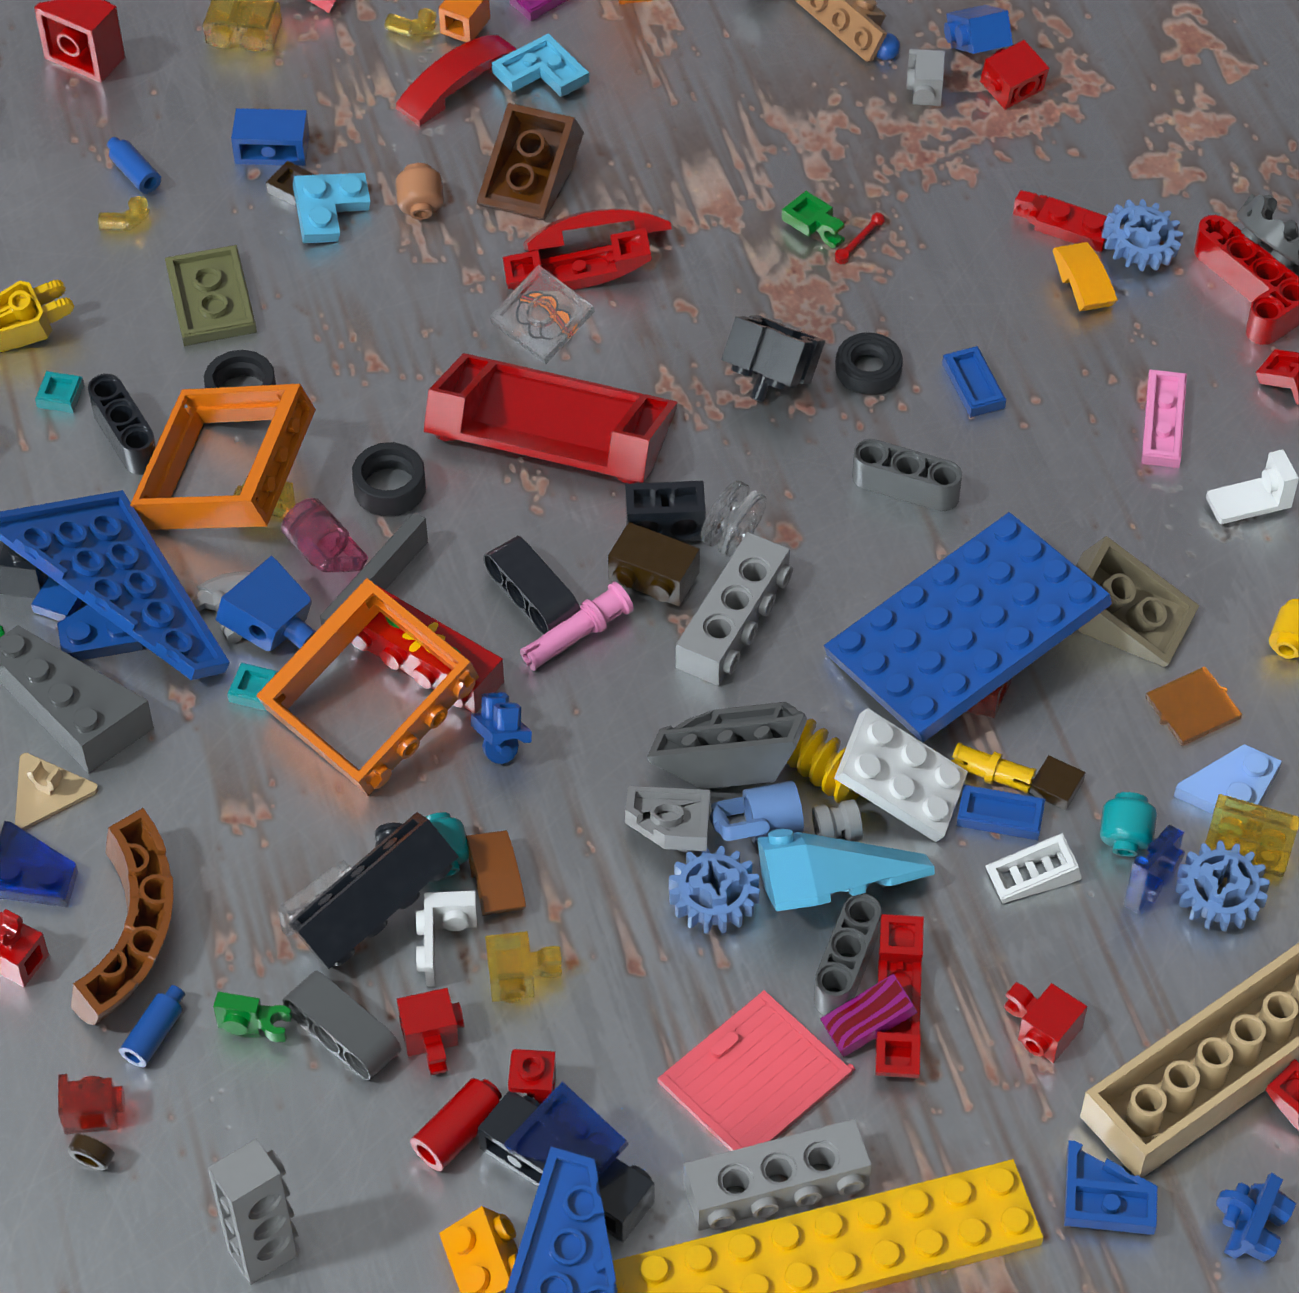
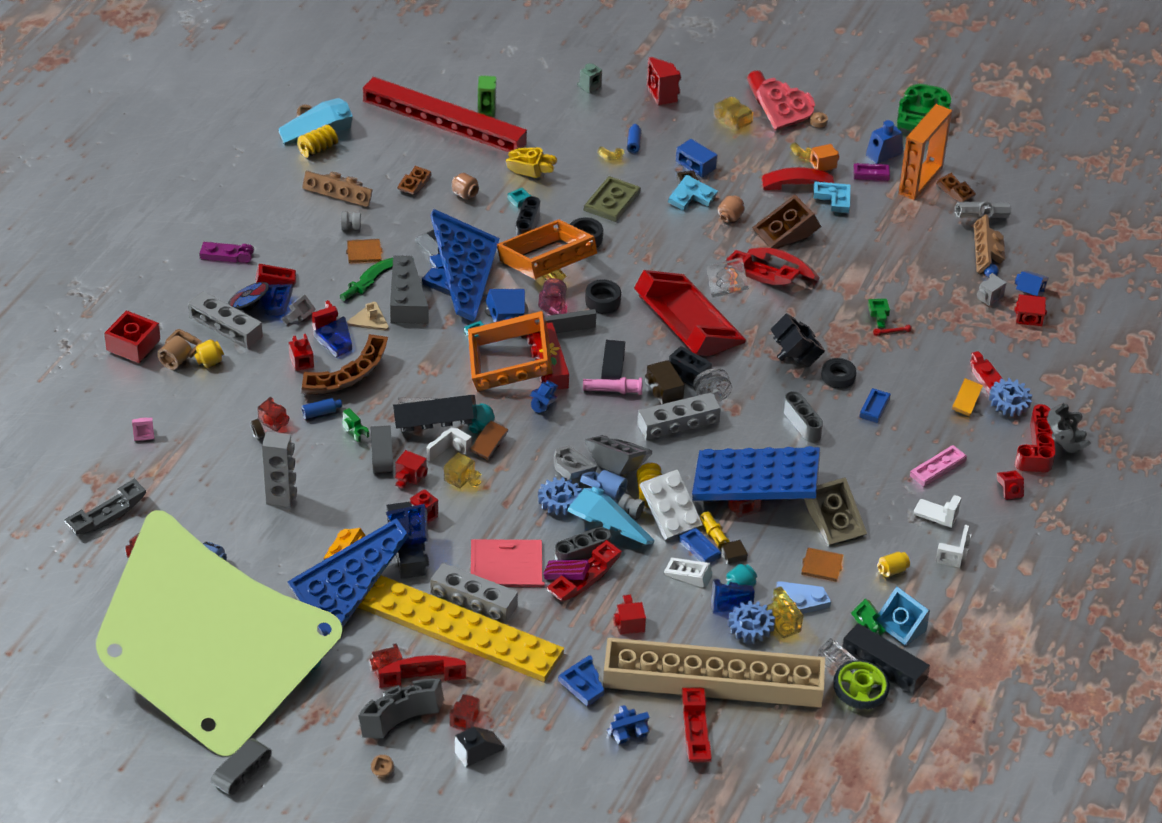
camera: 40 degrees right, 10 degrees down
(455, 1123) = (376, 502): red brick -> none

